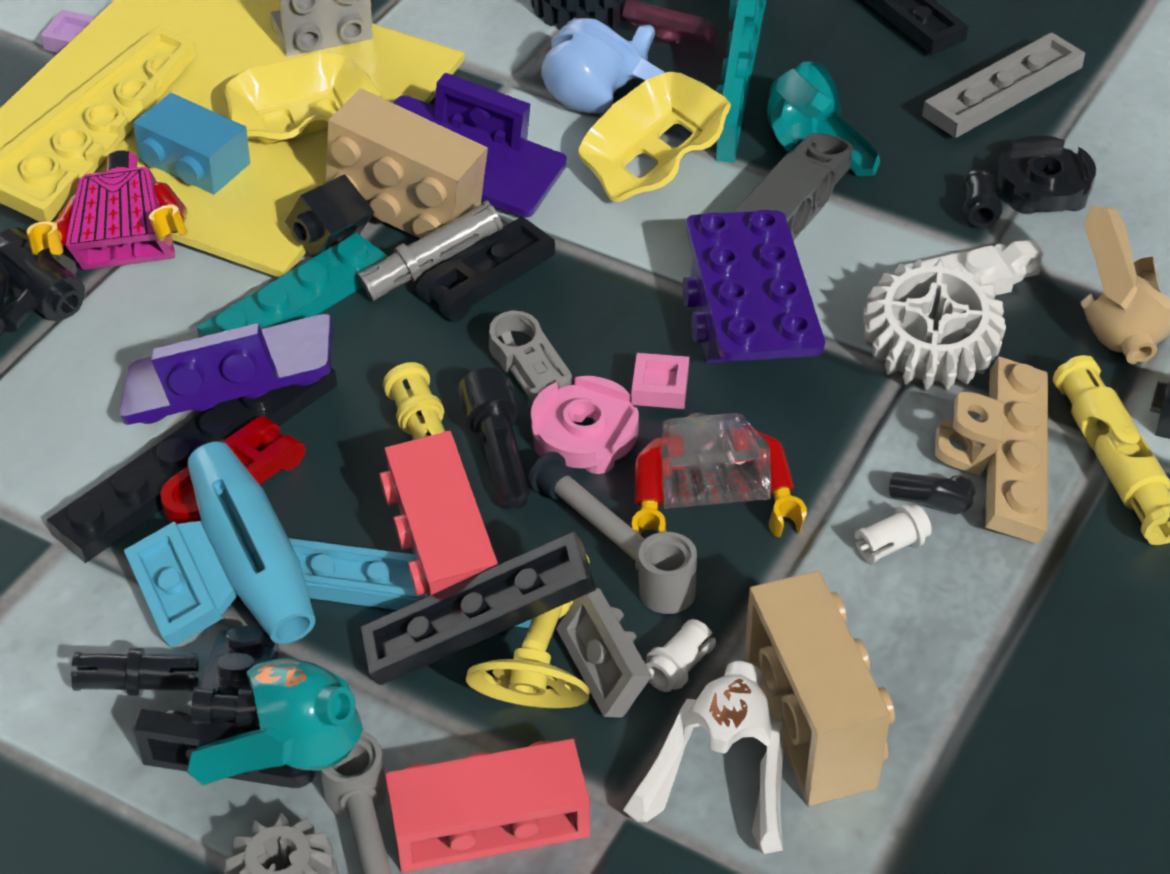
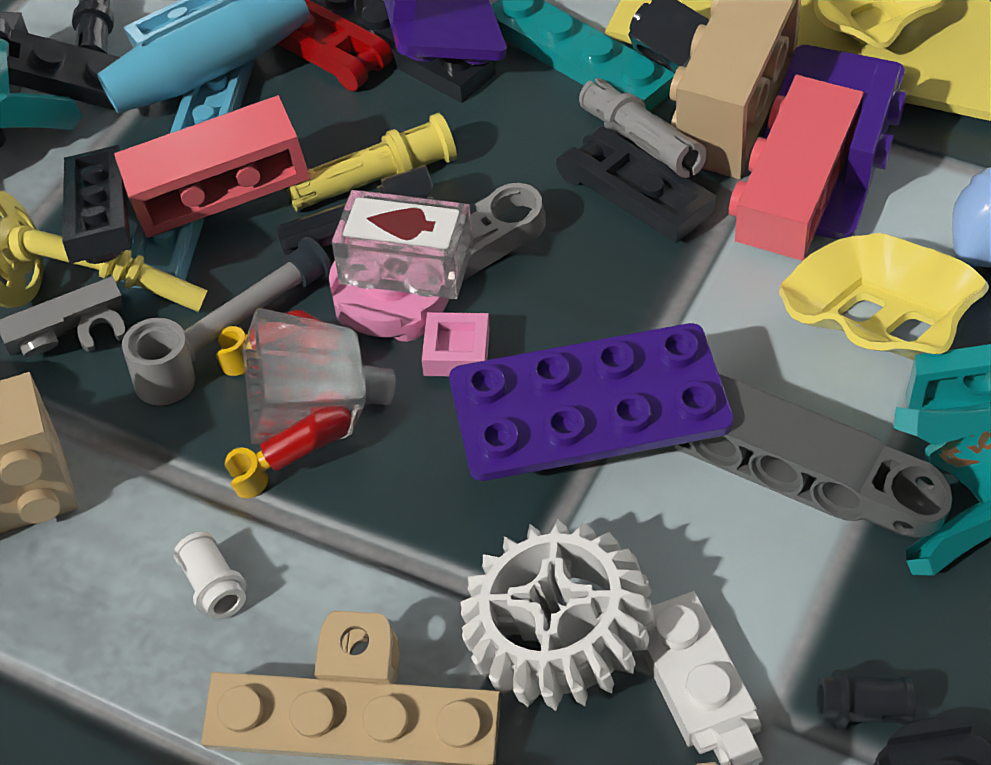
camera: 90 degrees right, 5 degrees up
(524, 158) = (796, 167): none -> coral brick
(575, 383) = (403, 244): none -> clear brick
(672, 662) = (59, 382): white pin -> none
(945, 494) = (268, 622): black arm -> none

